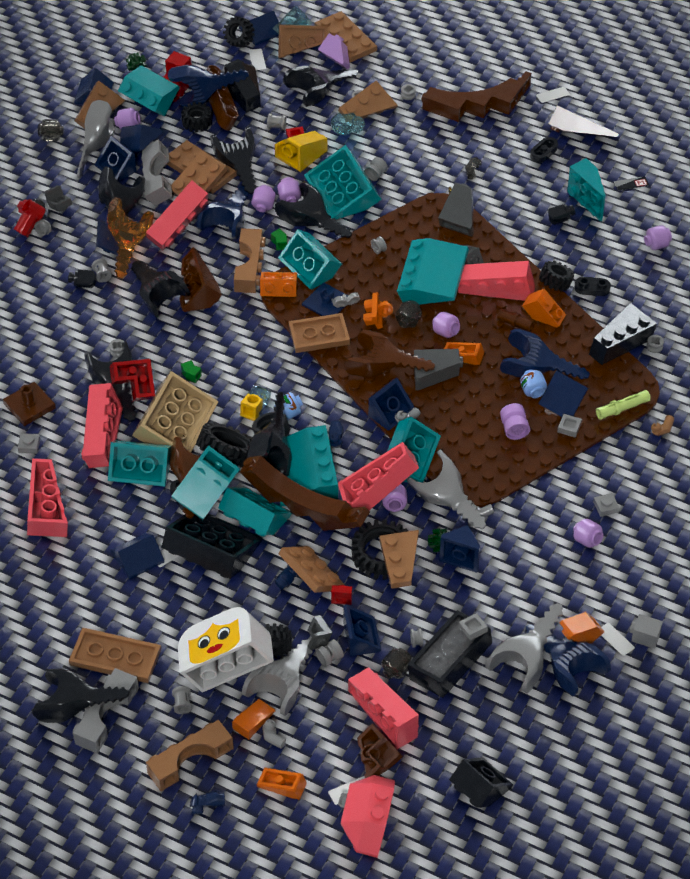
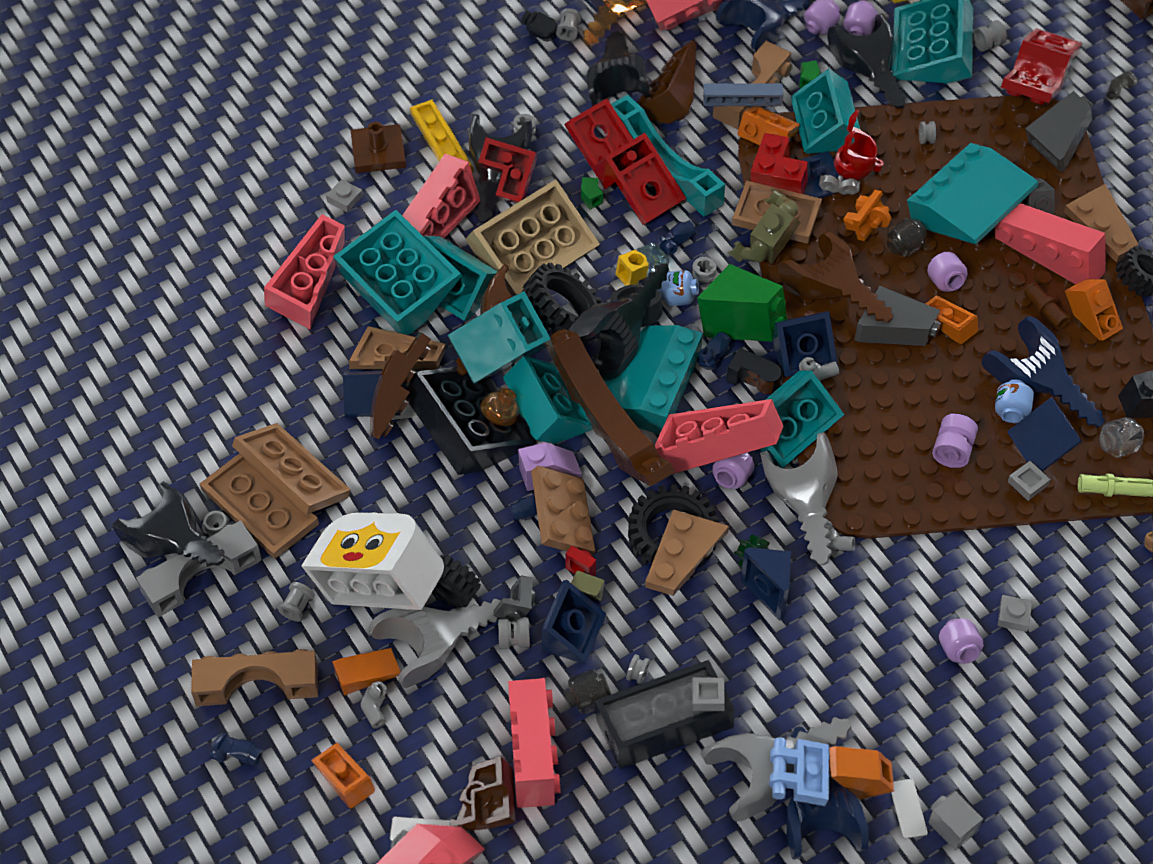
camera: 30 degrees right, 5 degrees up
(63, 378) = (437, 131): none -> yellow tile
(95, 676) = (214, 518): none -> light grey plate
(106, 474) = (397, 272): none -> teal slope
(122, 623) = (291, 468): none -> medium nougat plate
(134, 524) = (379, 344): none -> medium nougat wing
(156, 549) = (389, 395): none -> reddish brown slope
(193, 319) = (700, 186): none -> teal arch
(207, 341) = (625, 161): none -> red bracket
(230, 525) = (500, 407): none -> clear orange brick
(251, 268) = (743, 94): none -> sand blue piece
(264, 375) = (678, 235): none -> dark blue arm
(273, 545) = (548, 457): none -> lavender slope
(295, 384) = (707, 263): none -> light grey bush
(303, 306) = (775, 168): none -> red brick
(328, 346) = (771, 232): none -> olive torso
(340, 398) = (741, 306): none -> green slope
(349, 278) = (857, 158): none -> red hair
(357, 602) = (589, 585): none -> olive slope
(369, 435) = (754, 371): none -> black leg
(421, 175) = (1041, 66): none -> red bracket
(510, 251) = (1101, 213): none -> medium nougat wing
(557, 642) = (810, 771): none -> light blue plate
(606, 377) = (1121, 437): none -> clear head

